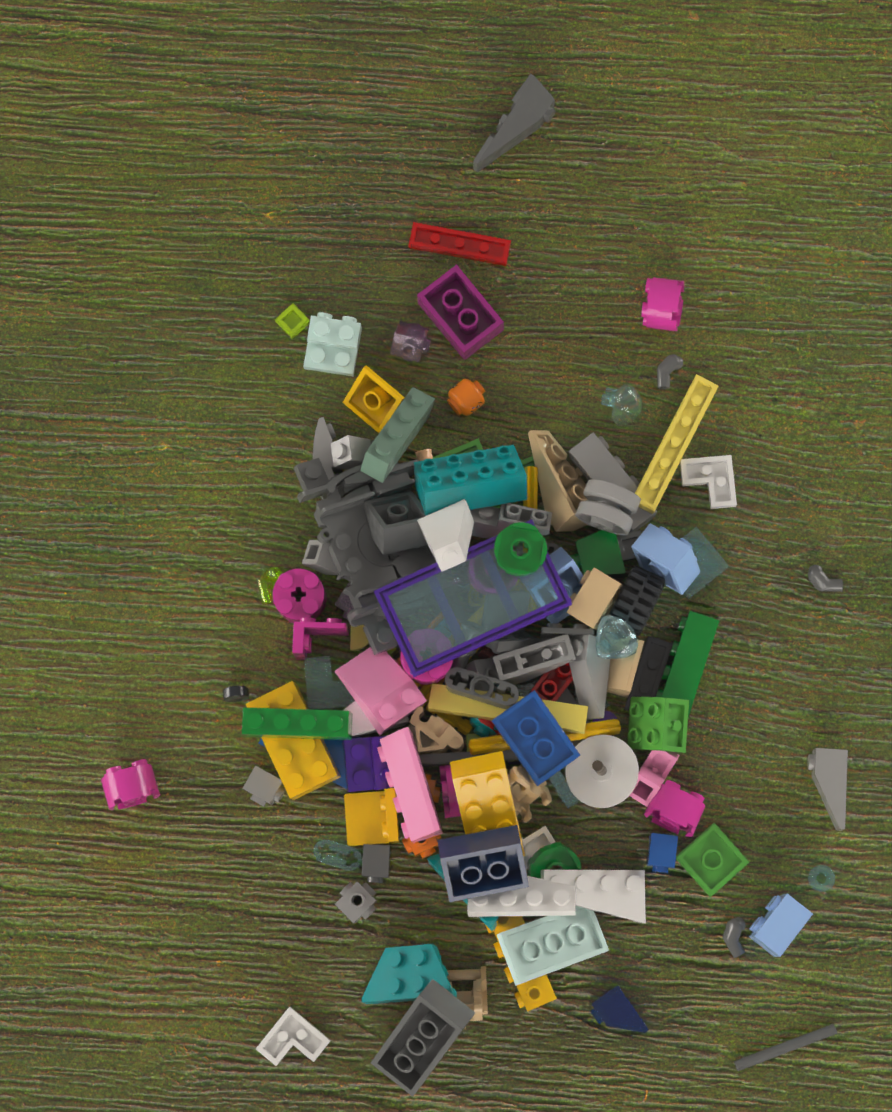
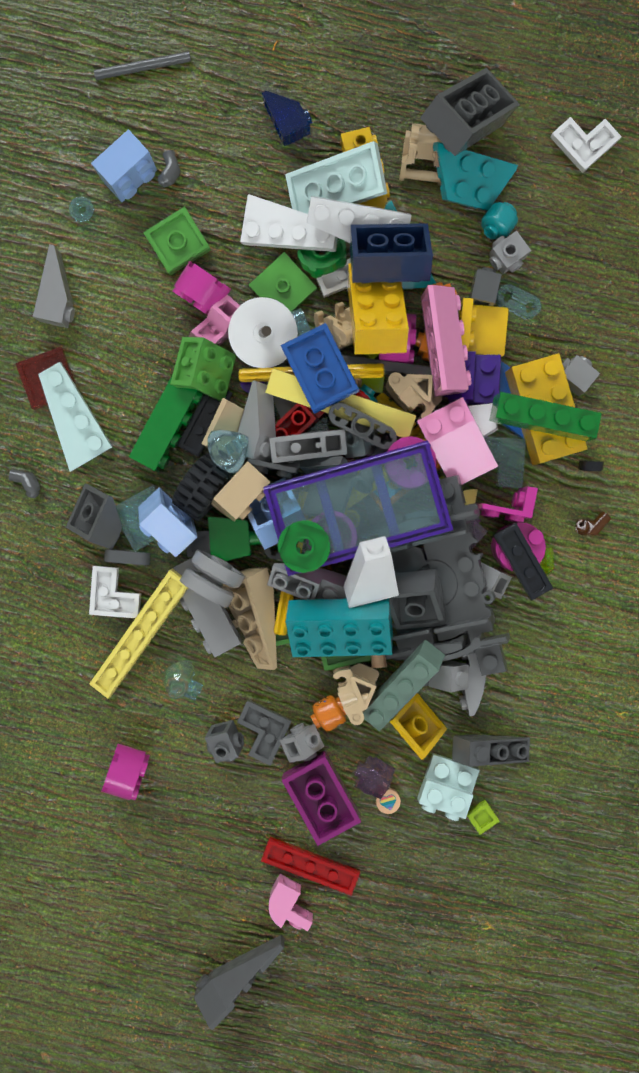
camera: 175 degrees left, 10 degrees up
(224, 631) = (591, 527): none -> reddish brown arm
(295, 388) = (490, 749): none -> dark grey slope
(295, 578) = (523, 561): none -> black tile
(372, 936) = (499, 220): none -> teal head
(390, 319) = (389, 802): none -> light nougat tile
(443, 423) = (356, 690): none -> tan piece
(481, 202) = (283, 906): none -> bright pink brick
(489, 362) = (302, 743): none -> light grey brick
(523, 370) = (270, 729): none -> dark grey plate
(568, 351) = (224, 741): none -> dark grey brick
(590, 832) = (284, 283): none -> bright green plate
(662, 852) = (221, 254): blue brick -> none
(667, 366) = (136, 709): dark grey arm -> none
(702, 520) = (127, 557): none -> dark grey beam
(743, 554) = (95, 518): none -> dark grey slope
(785, 651) = (74, 422): none -> light aqua wing
(823, 692) = (29, 371): none -> clear red tile

